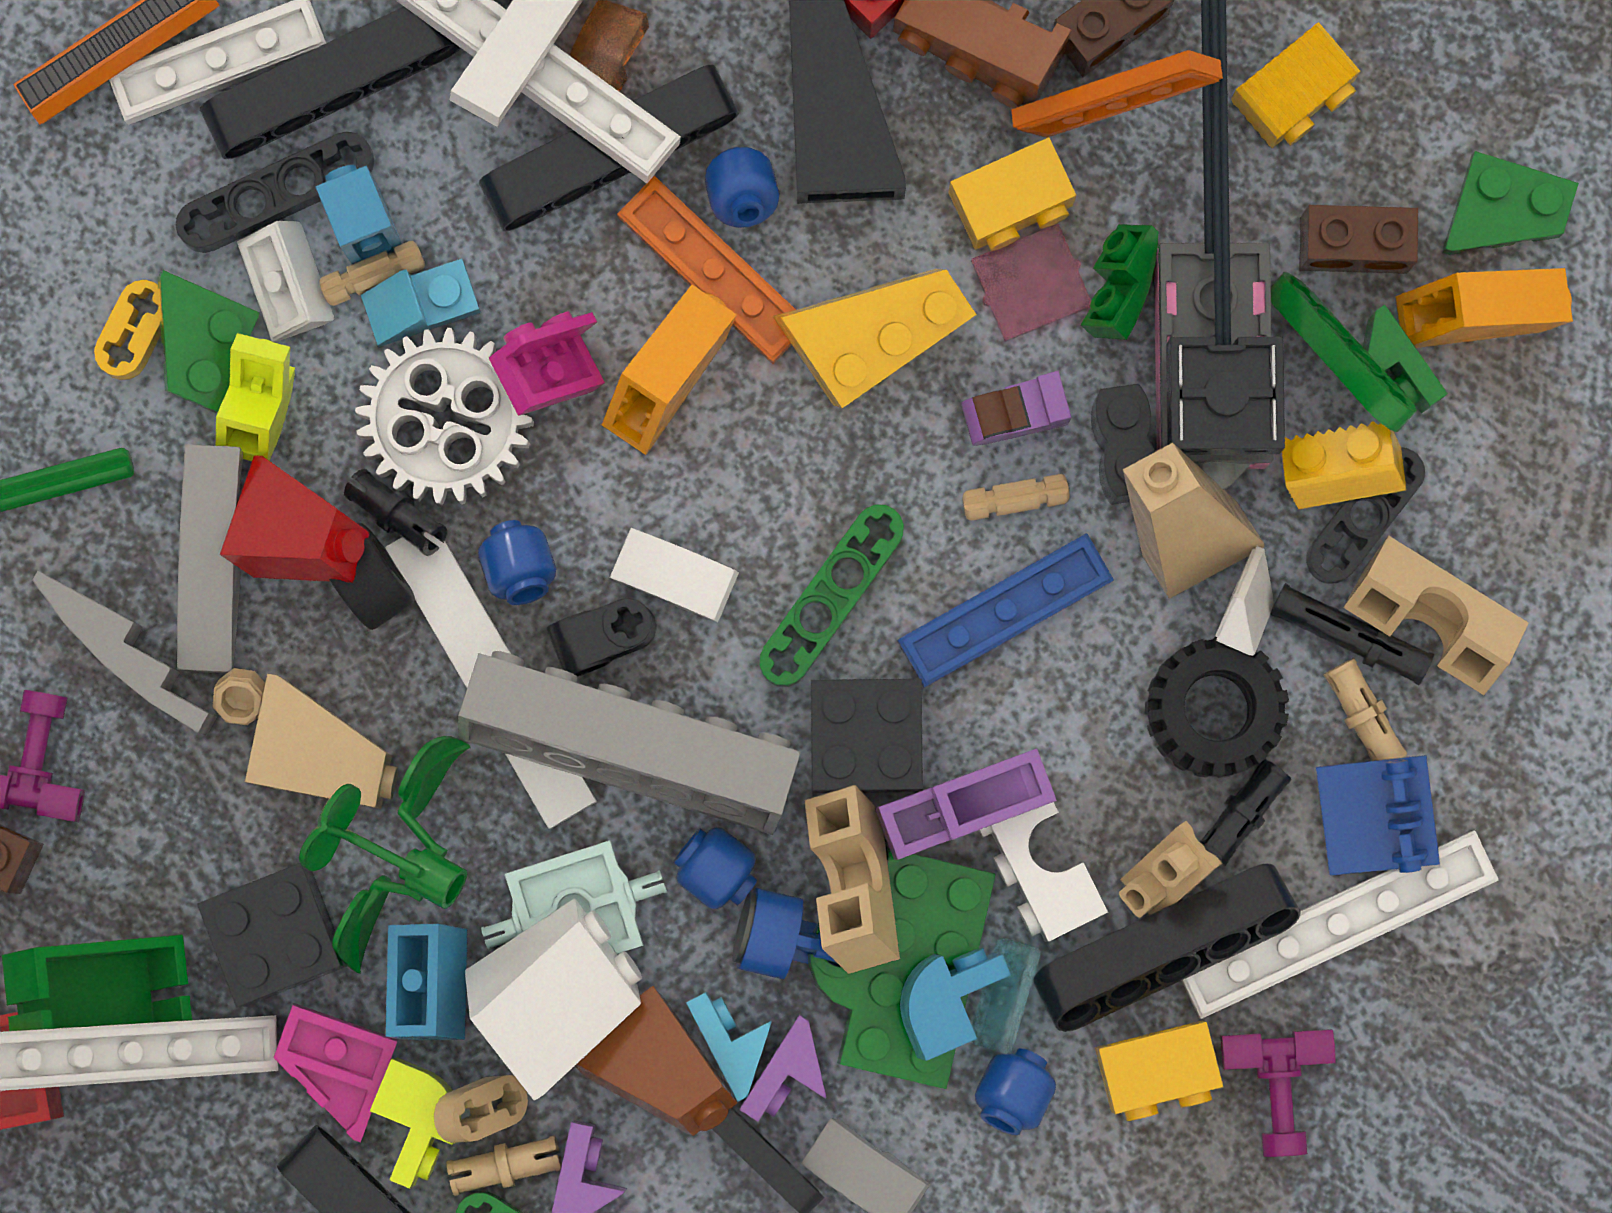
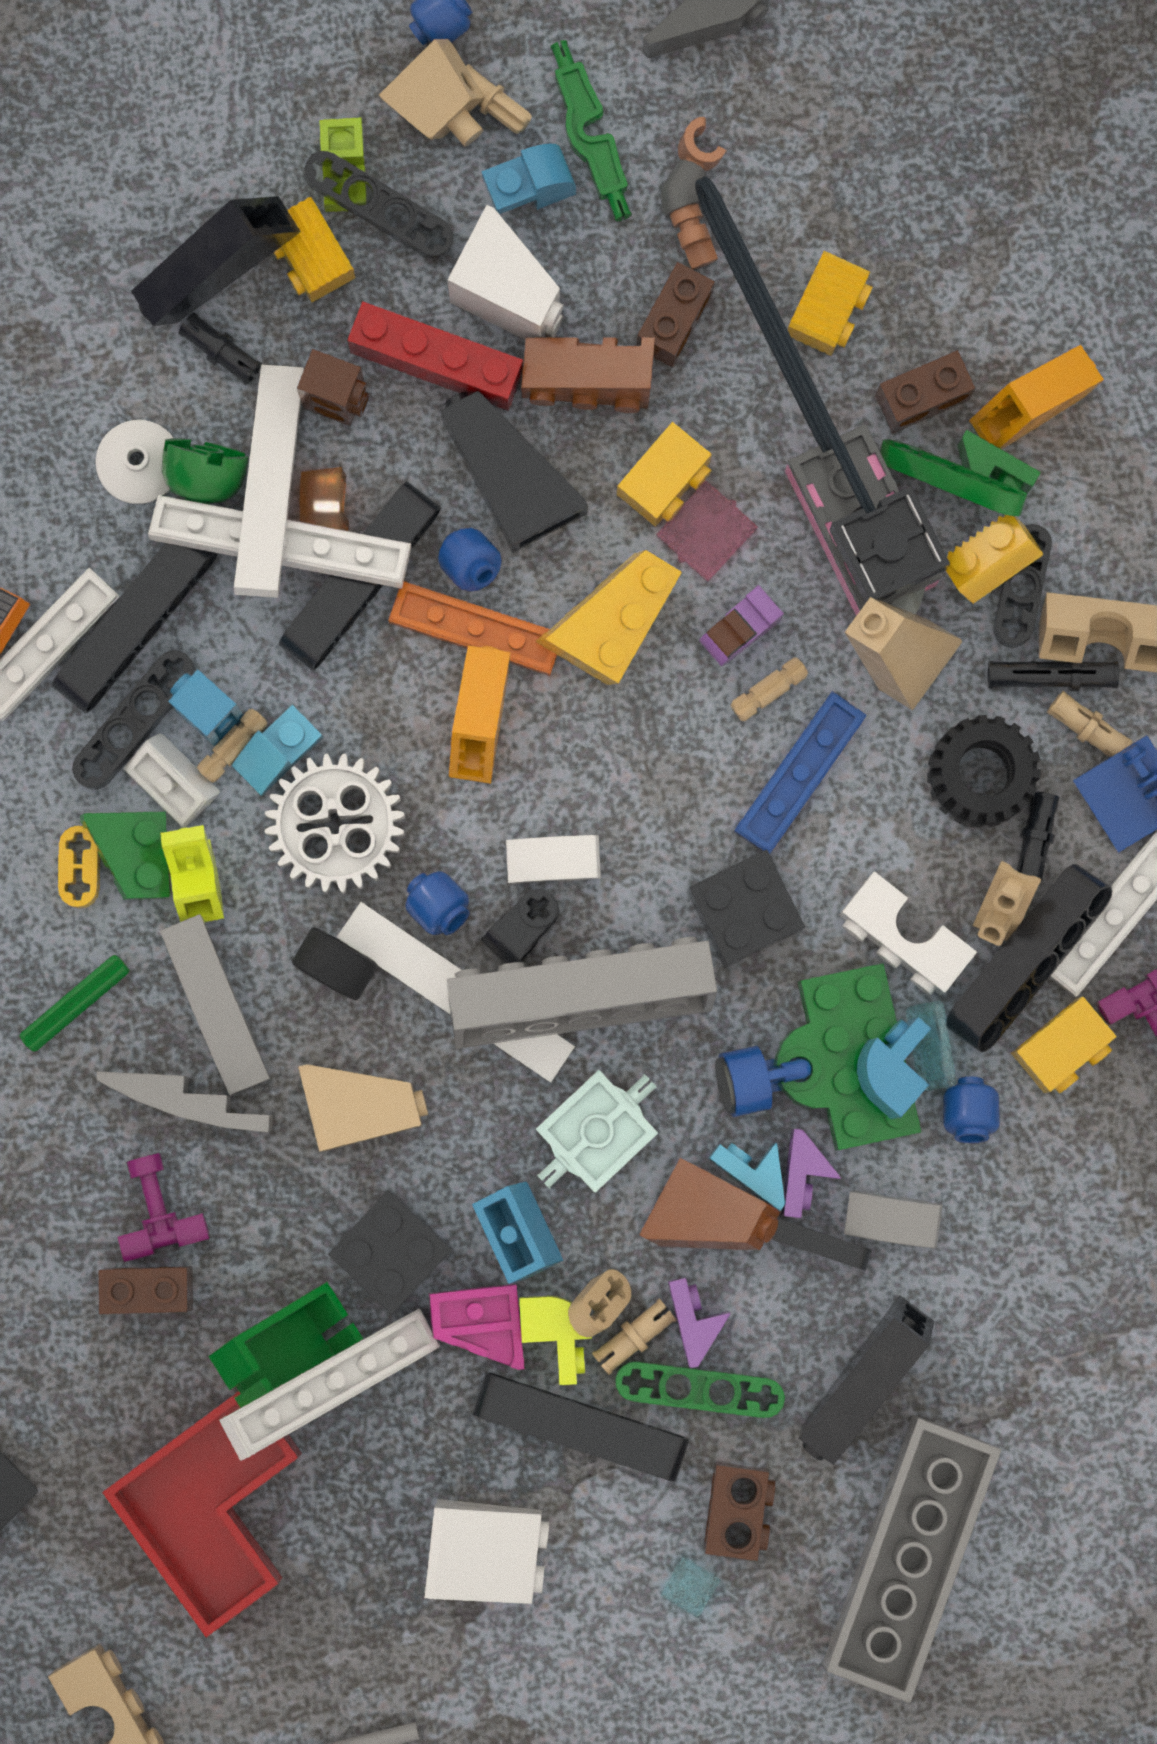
camera: 30 degrees left, 0 degrees up
(239, 696) = (284, 1093): tan tile -> none
(290, 530) = (266, 956): red slope -> none
(395, 512) = (333, 908): black pin -> none
(424, 872) = (483, 1153): green plant -> none
(547, 363) = (391, 750): dark pink bracket -> none
(552, 995) = (613, 1197): white slope -> none
(716, 868) = (683, 1053): blue head -> none
(825, 591) = (677, 822): green beam -> none
(859, 912) = (801, 1031): tan arch -> none
(965, 804) = (840, 923): medium lavender slope -> none
(1117, 94) = (708, 368): orange tile -> none
(1121, 429) = (822, 606): black brick -> none
(1128, 270) = (772, 489): green slope -> none
(1248, 606) = (971, 688): white slope -> none
(1507, 205) = (1017, 318): green wing -> none

